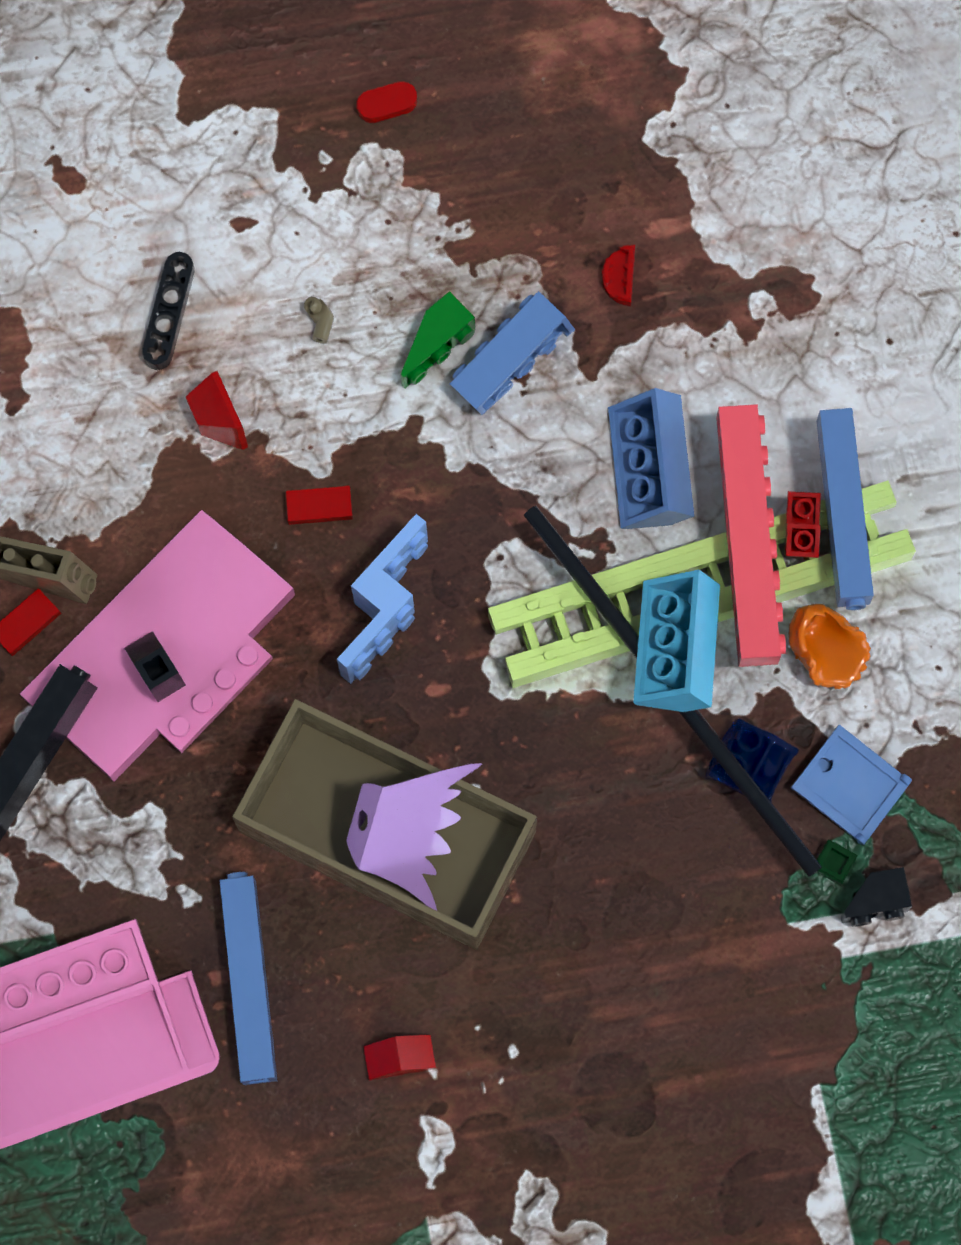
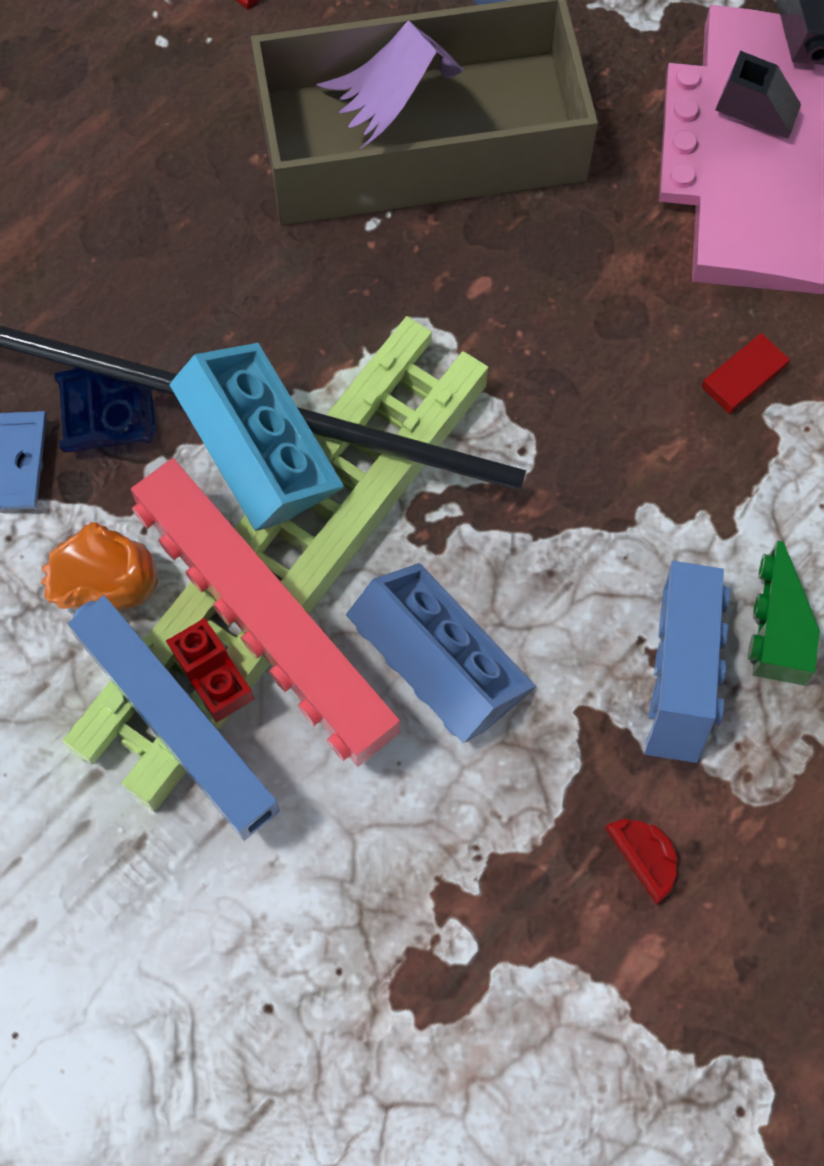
camera: 140 degrees right, 5 degrees down
(384, 600) = (598, 306): light blue bracket -> none

